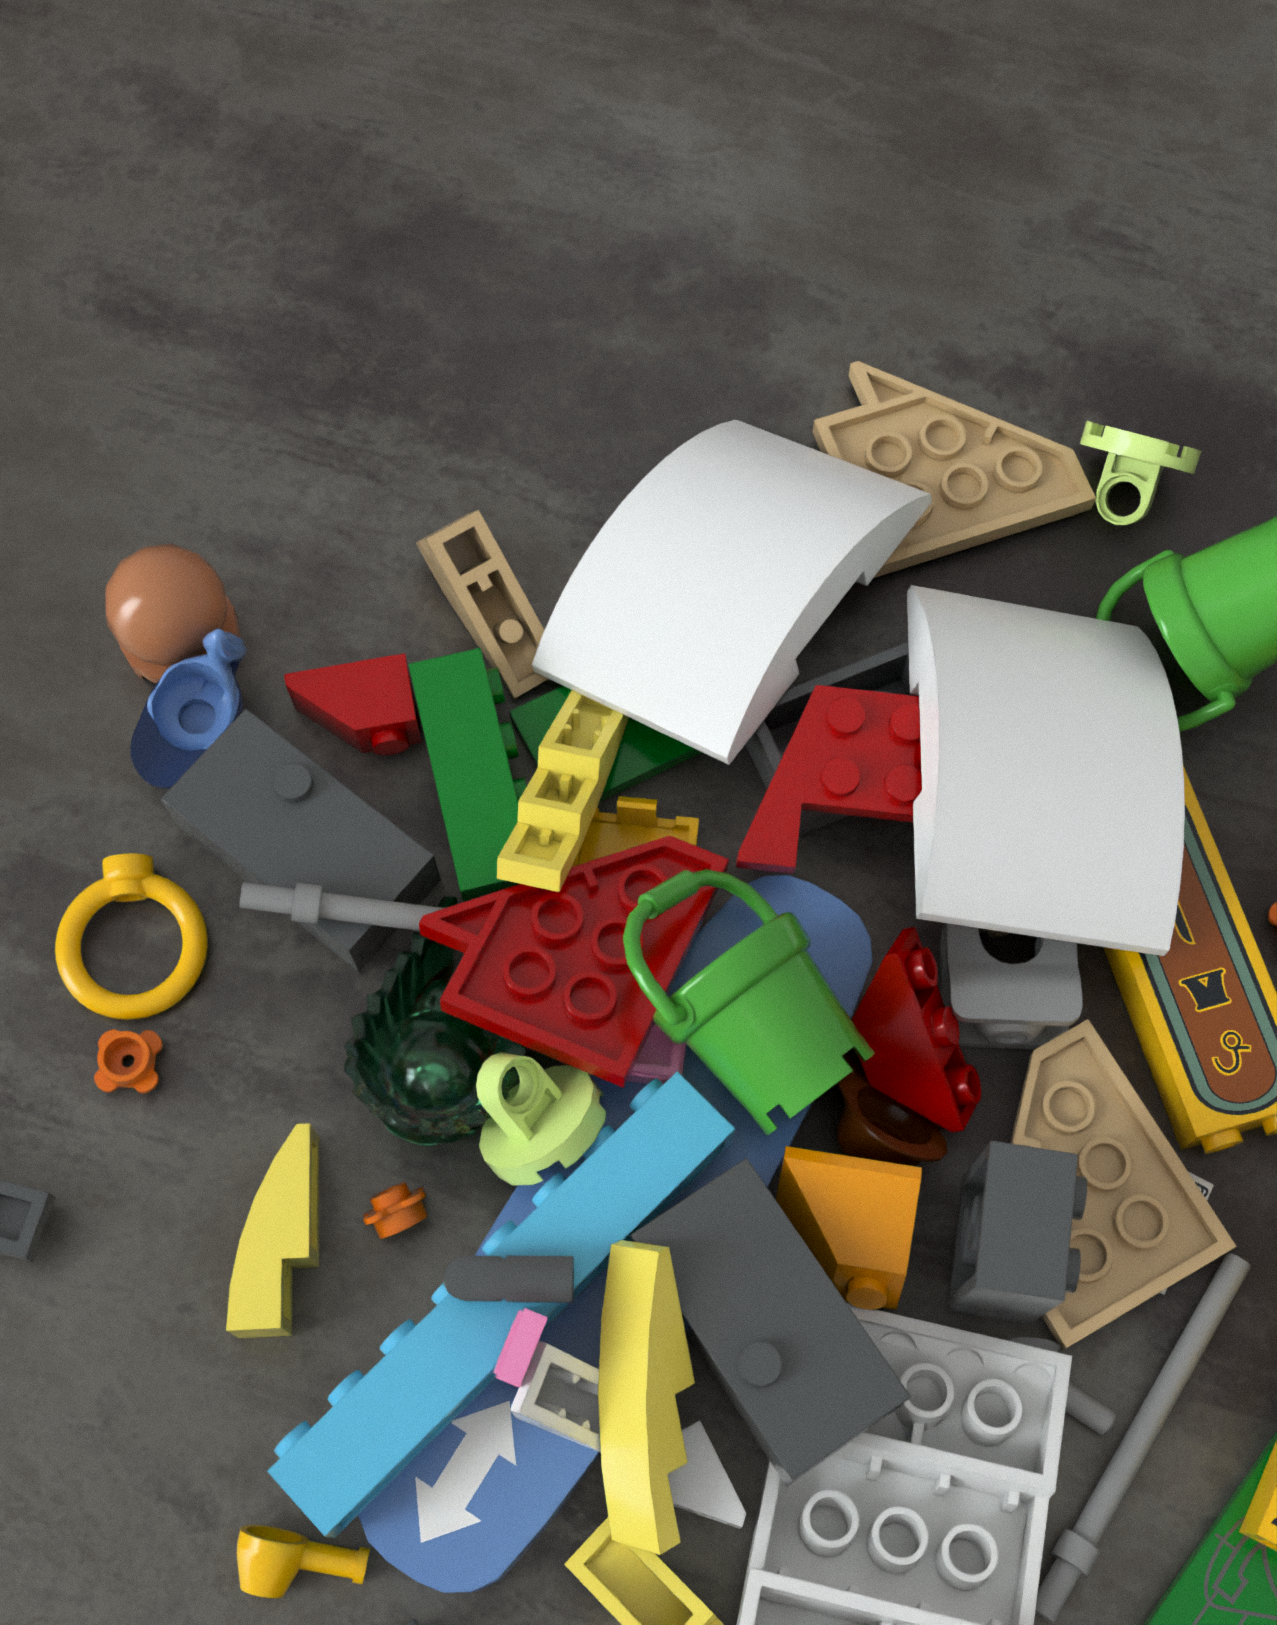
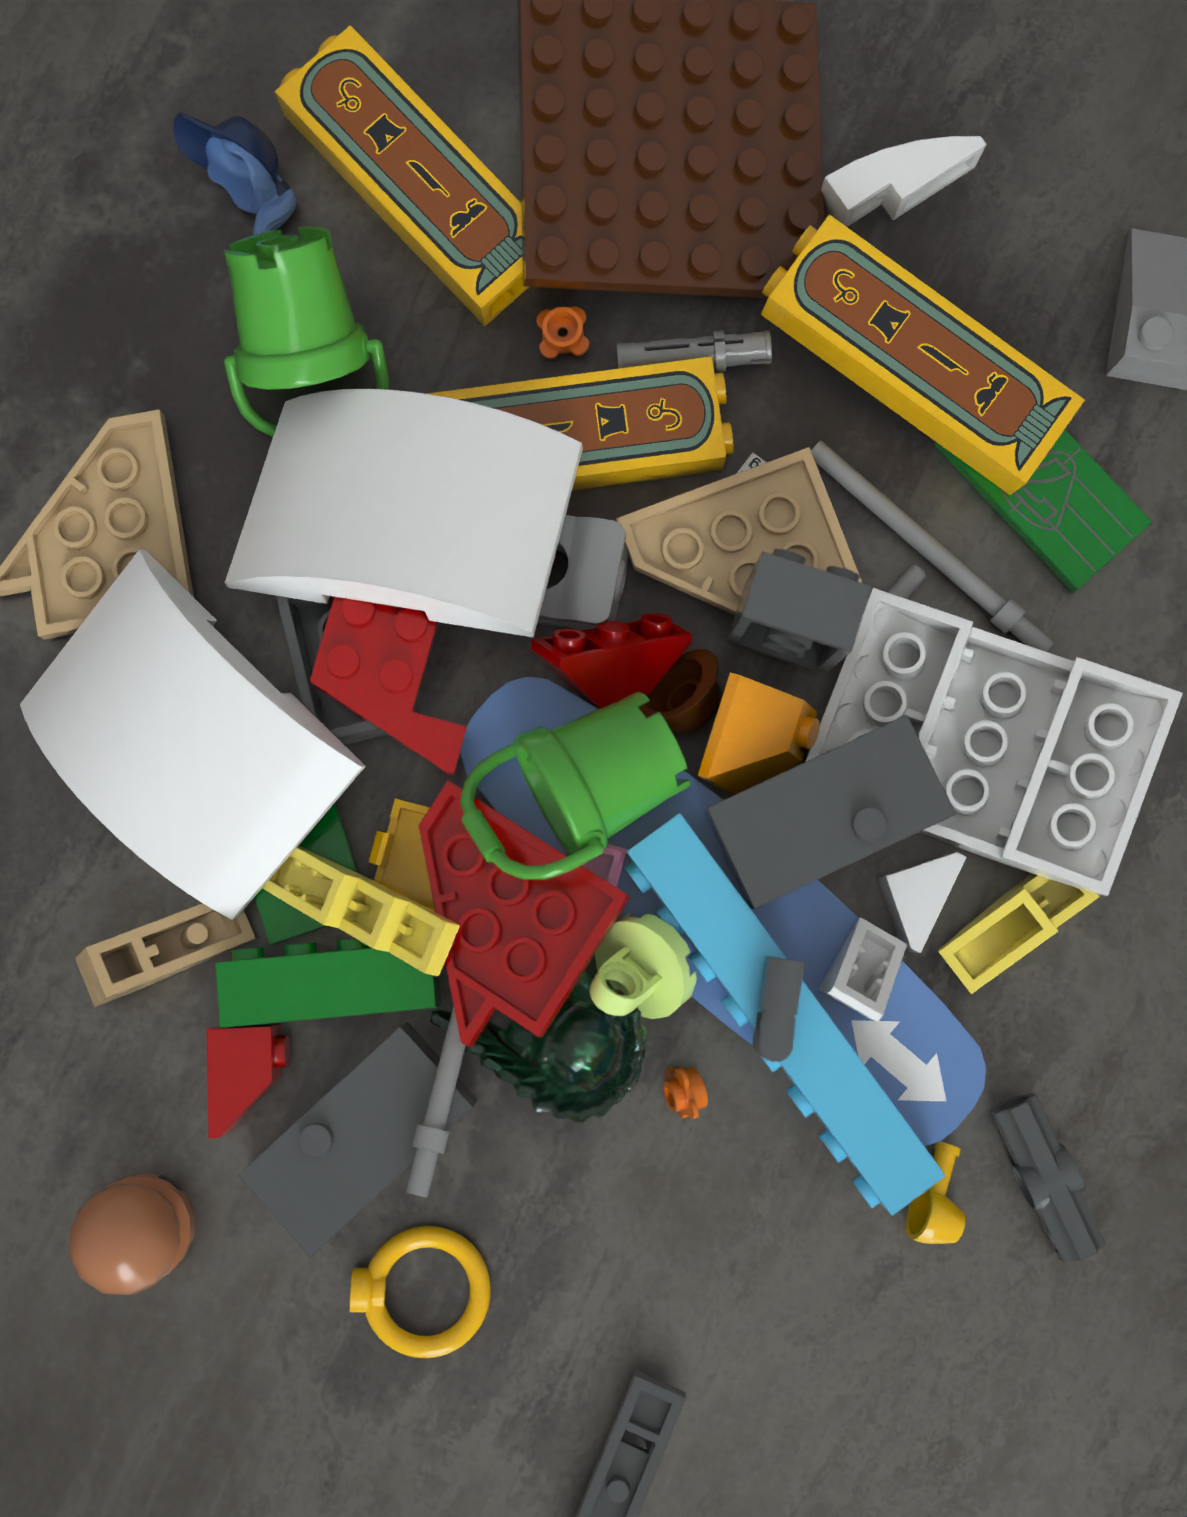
camera: 80 degrees left, 15 degrees up
(117, 1045) = (517, 1314): orange plate -> none
(188, 710) = (229, 1225): medium blue hair -> none
(276, 1238) = (693, 1189): light yellow slope -> none
(519, 1347) = (833, 1008): bright pink tile -> none
(640, 1371) = (858, 917): light yellow slope -> none
(1134, 460) = (130, 366): yellowish green tile -> none

